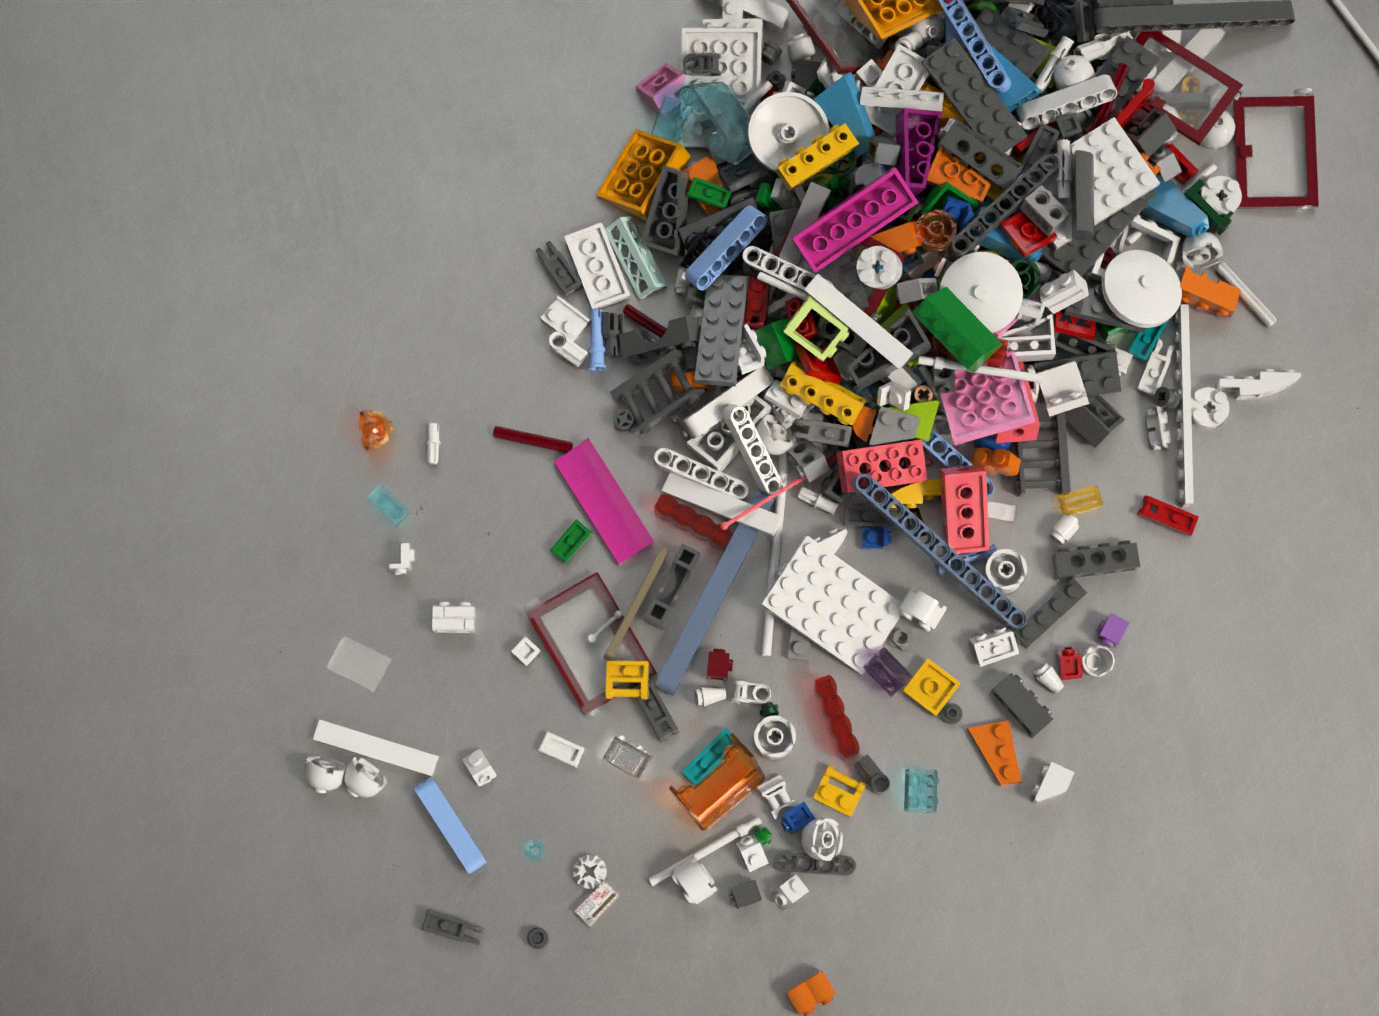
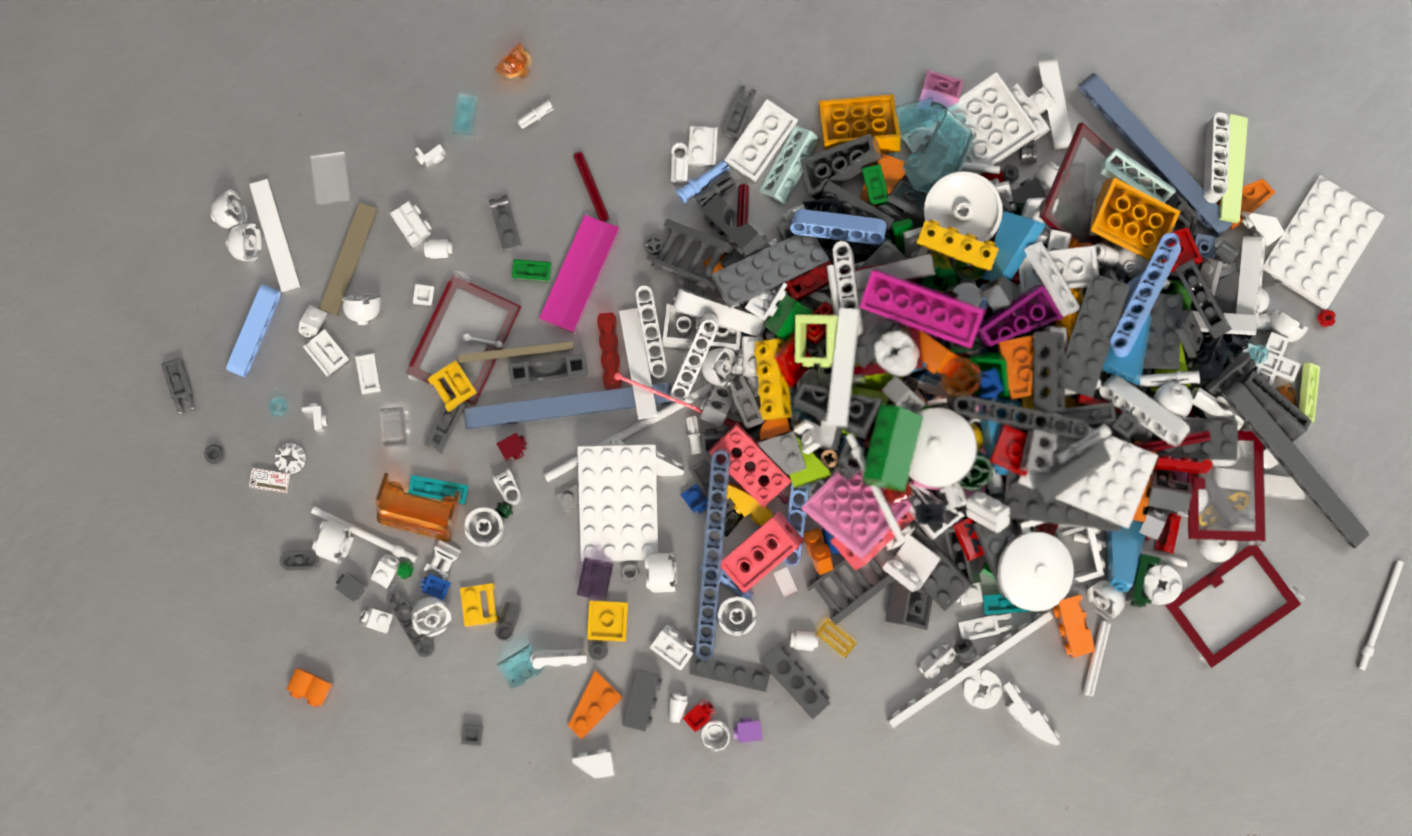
camera: 55 degrees right, 5 degrees up
(444, 696) = (348, 259): none -> dark tan tile
(493, 609) = (438, 248): none -> white brick
(499, 712) = (361, 308): none -> white cylinder
(511, 536) = (505, 224): none -> dark grey plate
(516, 774) = (326, 353): none -> white plate
(572, 819) = (319, 418): none -> white bracket
(689, 925) = (300, 560): none -> dark grey plate
(703, 64) = (979, 110): dark grey piece -> none
(709, 695) = (484, 456): white cone -> none
(833, 711) = (529, 568): clear red brick -> none
(935, 752) = (557, 657): none -> white plate
(952, 876) = (472, 735): none -> dark grey plate
(1034, 339) = (931, 514): none -> black bracket
(1168, 516) = (871, 715): red plate -> none

